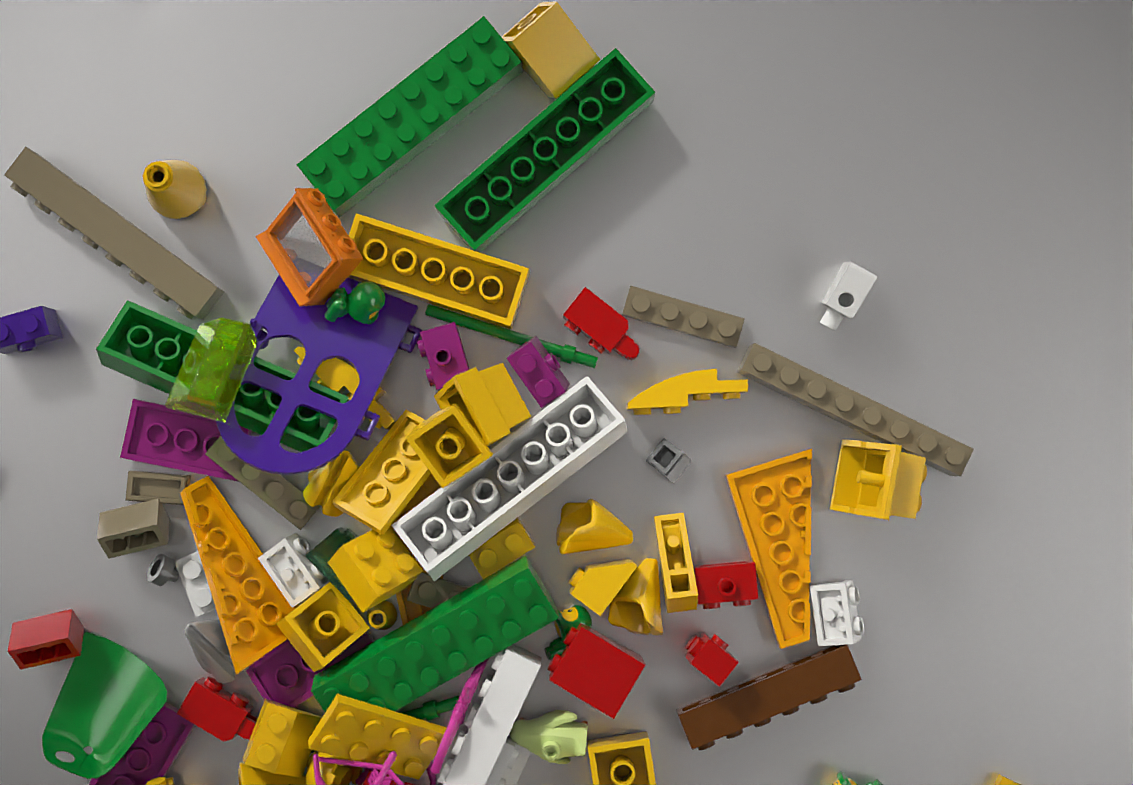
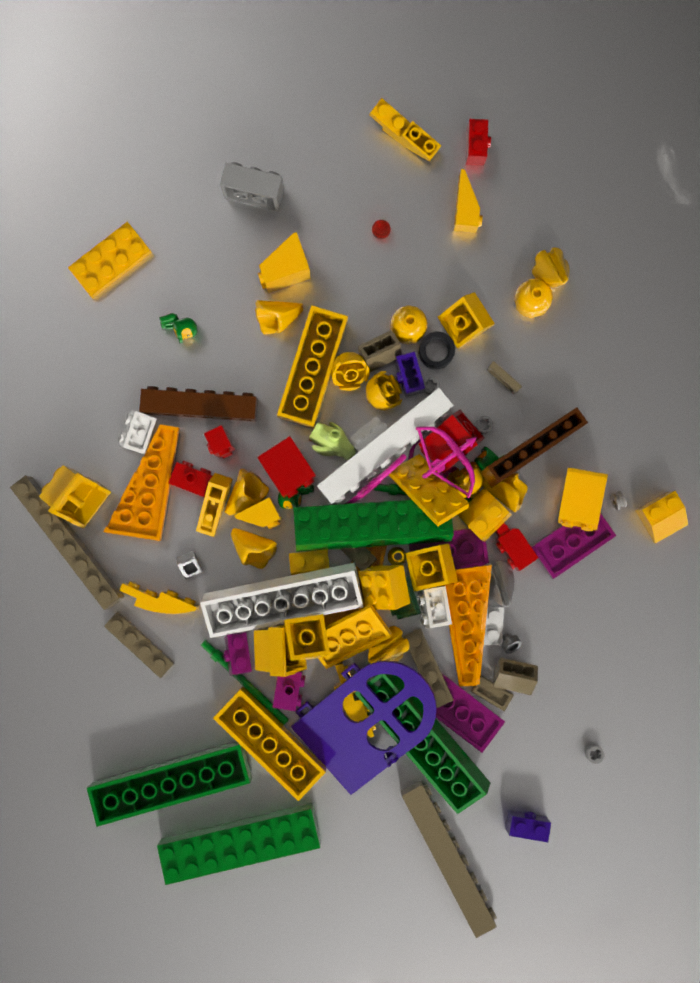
camera: 155 degrees left, 0 degrees up
(46, 639) = (594, 636): red brick -> none
(101, 706) = (579, 582): green piece -> none
(174, 188) = (400, 868): yellow cone -> none
(213, 369) = (423, 749): clear neon green slope -> none
(310, 248) = (334, 793): orange window -> none
(360, 303) = (321, 745): green piece -> none
(551, 48) = (135, 844): yellow slope -> none
(601, 325) = (189, 663): red hinge -> none
(853, 282) = (29, 617): white torso -> none

